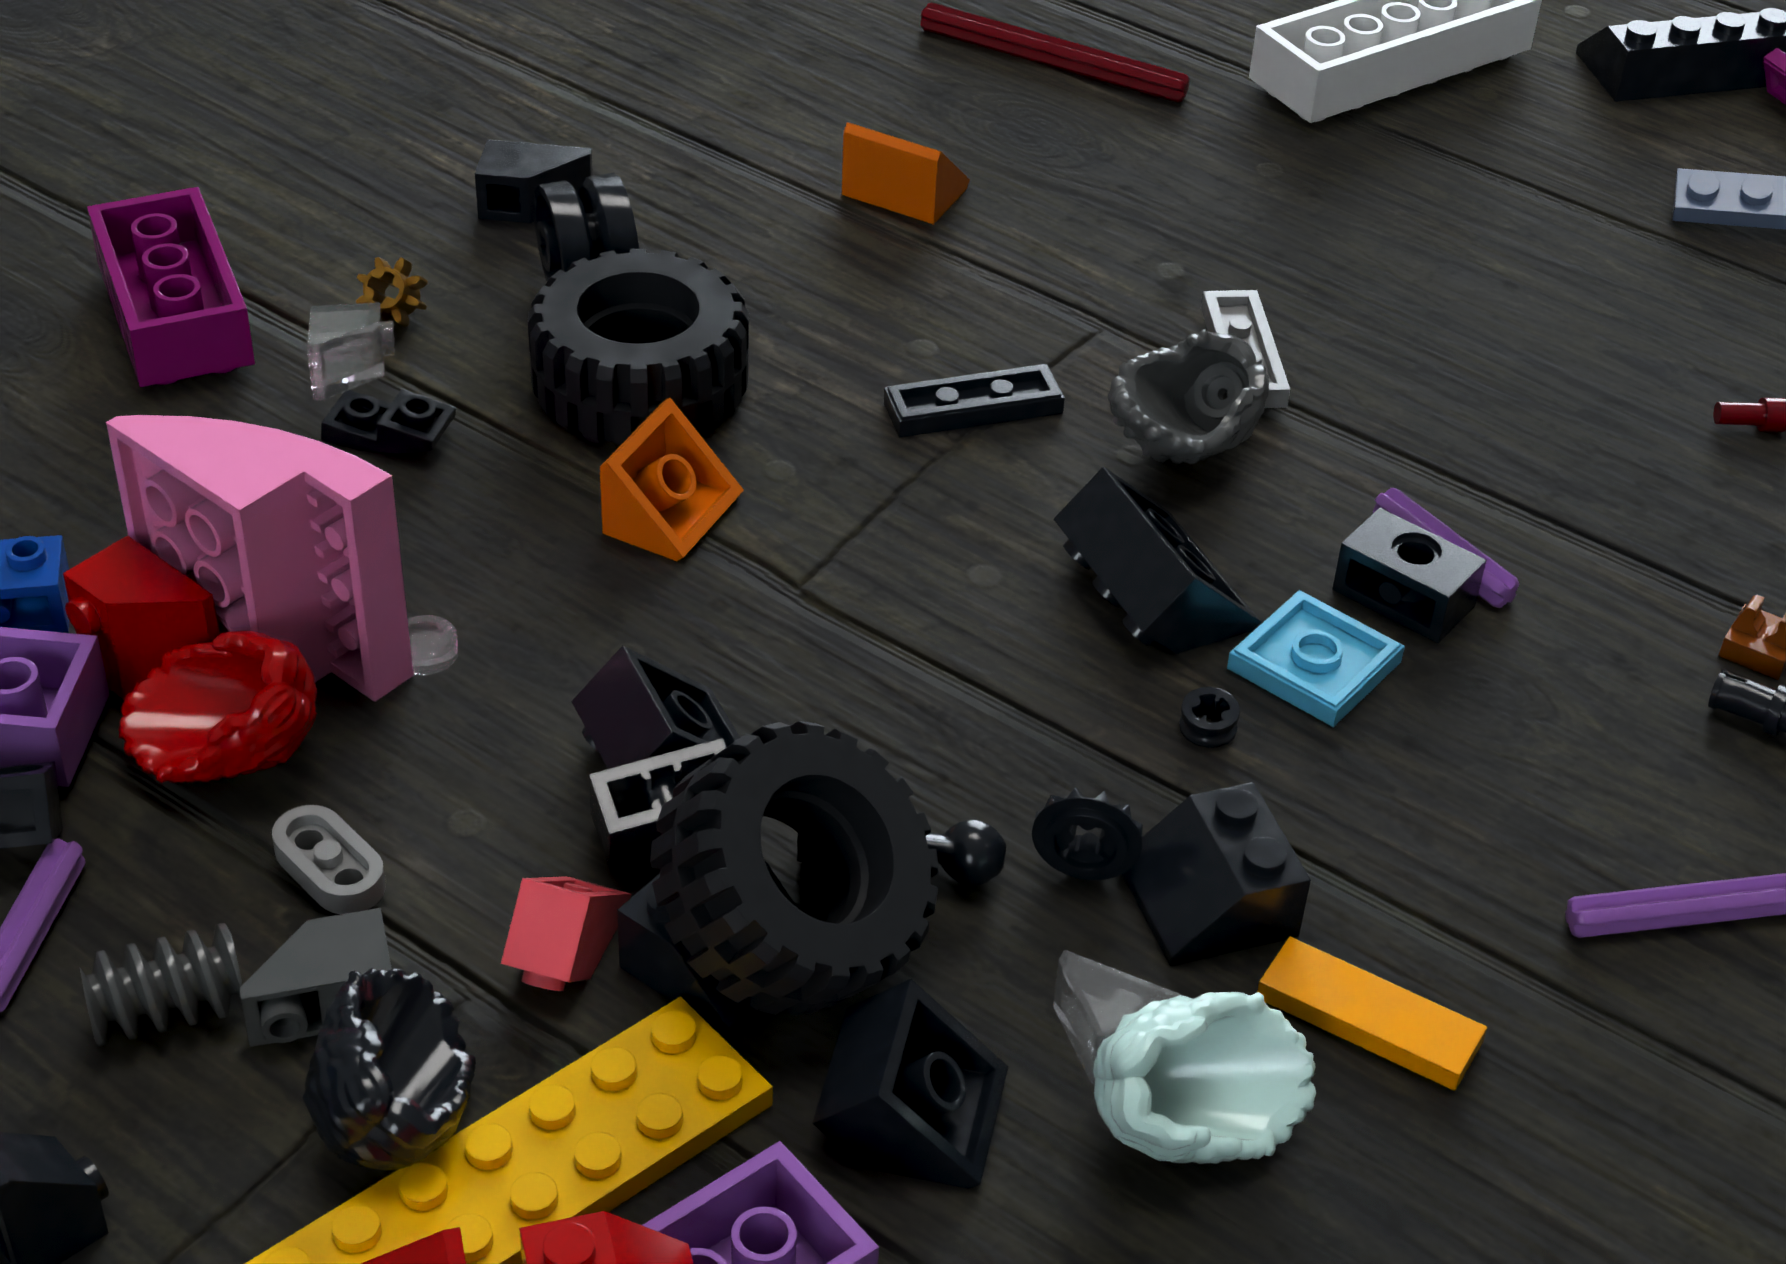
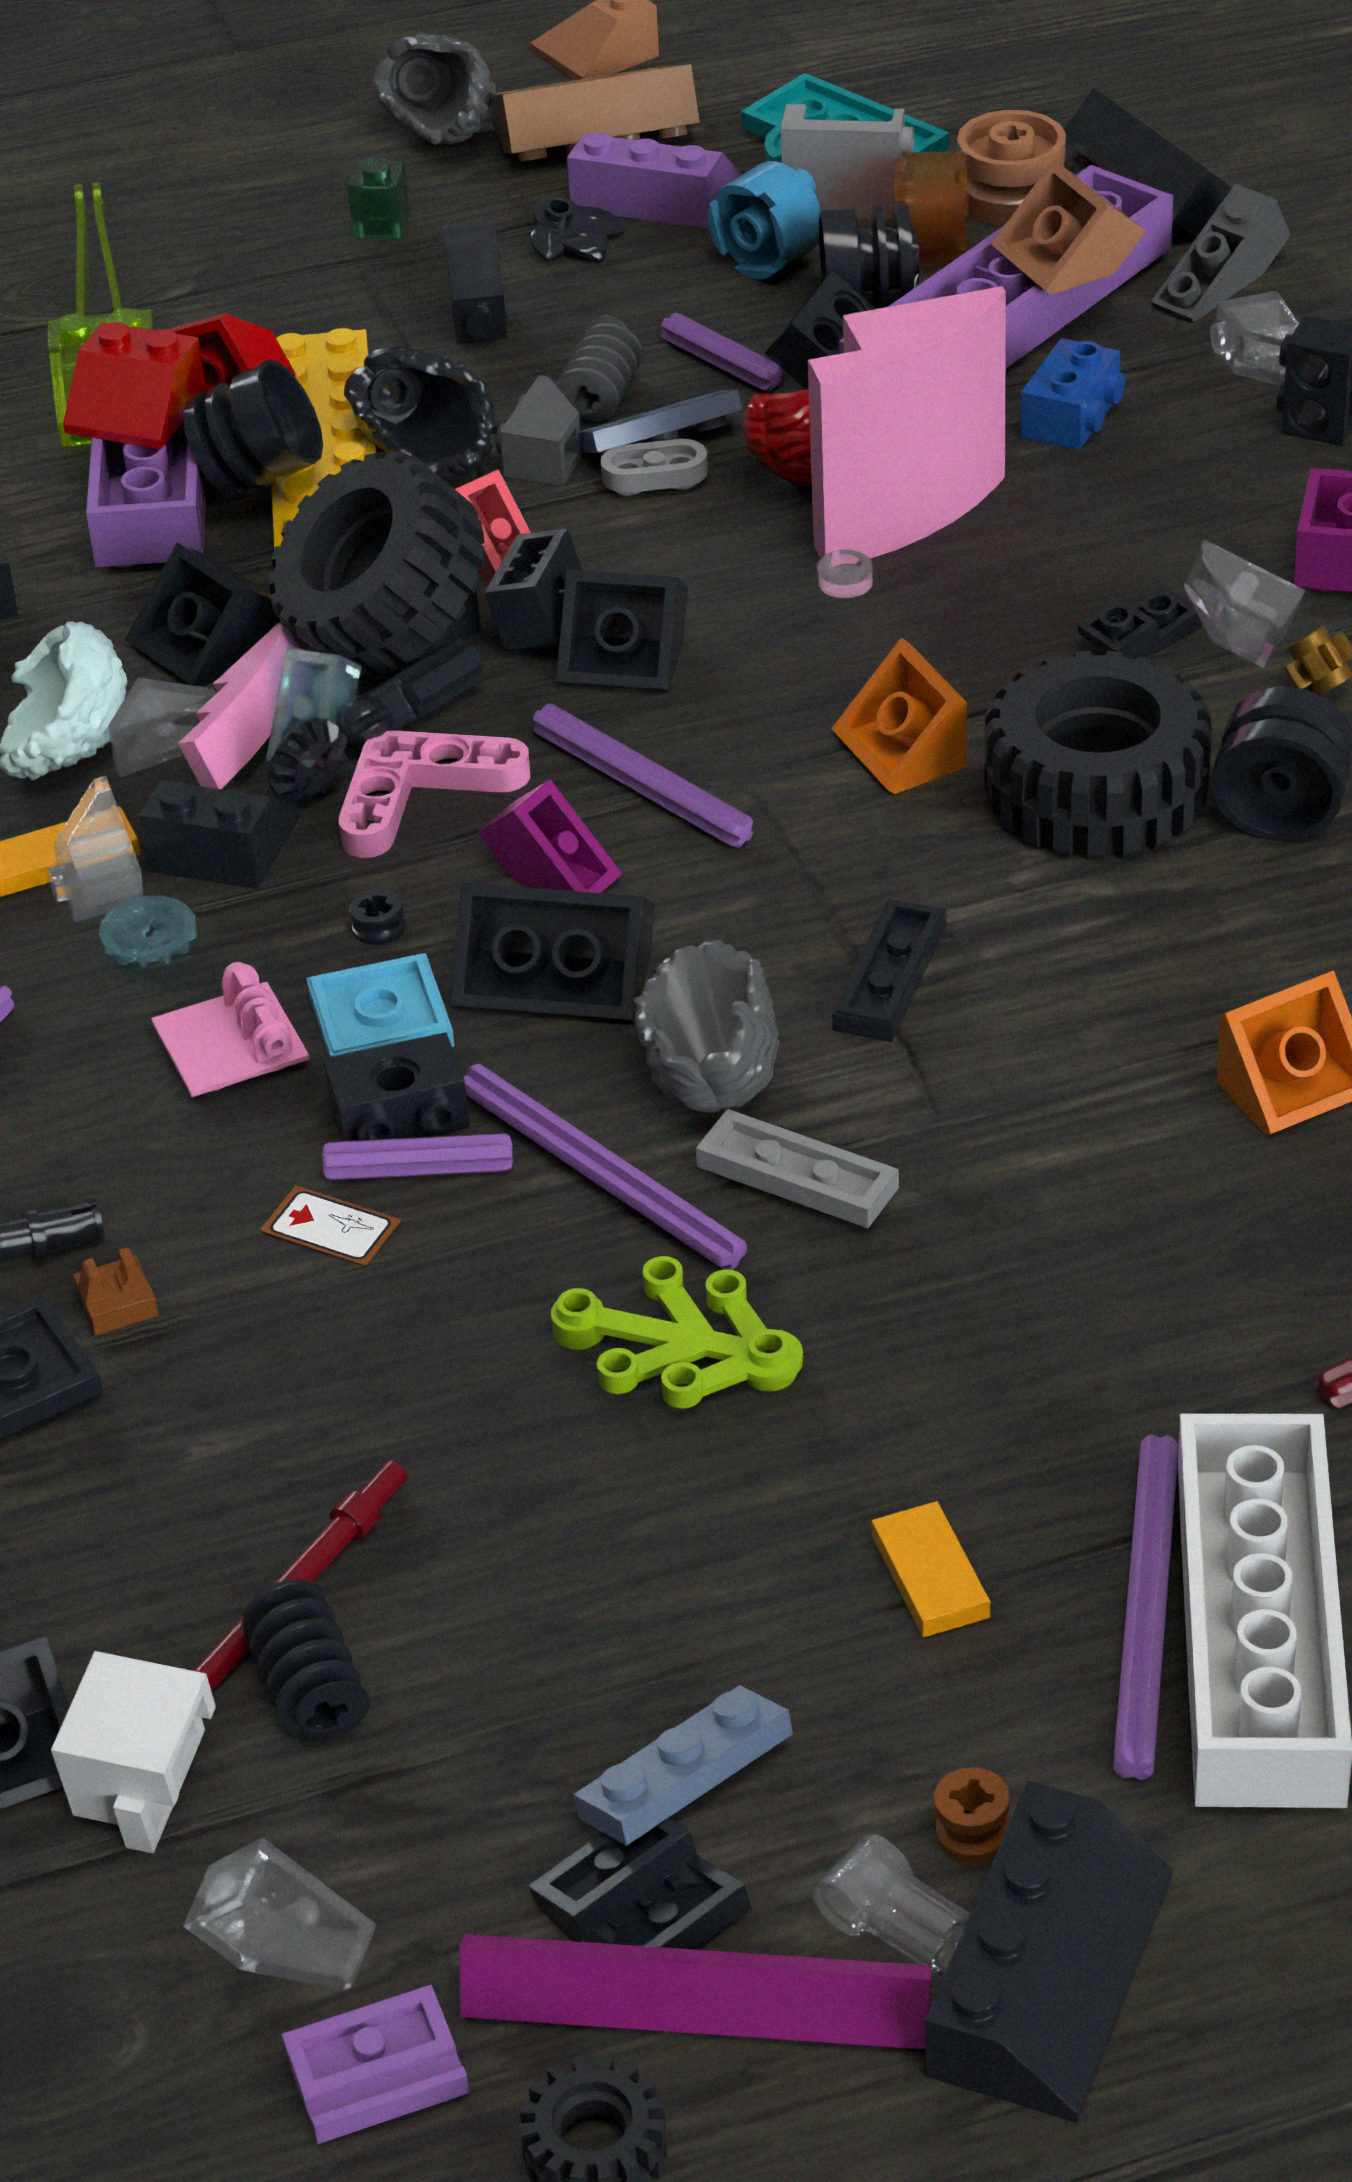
camera: 130 degrees right, 0 degrees up
(231, 883) = (663, 423): none -> sand blue plate
(589, 1150) = (253, 430): none -> black wheel
(863, 633) = (643, 775): none -> medium lavender axle
(989, 903) = (311, 688): none -> clear light blue slope
(1004, 806) = (394, 766): none -> bright pink beam
(1014, 950) = (240, 714): none -> bright pink slope
(1035, 634) = (548, 844): none -> magenta slope
(1344, 449) = (605, 1168): none -> medium lavender axle
(1367, 921) = (95, 857): none -> clear slope
(1390, 840) = (127, 923): none -> clear light blue gear
(1418, 101) = (1146, 1609): none -> medium lavender axle
(1429, 302) = (756, 1355): none -> lime plant
(1449, 724) = (230, 1034): none -> bright pink hinge
(1496, 181) = (930, 1569): none -> light orange tile
(1551, 575) = (330, 1225): none -> white sticker
(1641, 102) = (976, 1835): none -> dark orange wheel
(1731, 105) = (877, 1893): none -> clear piece

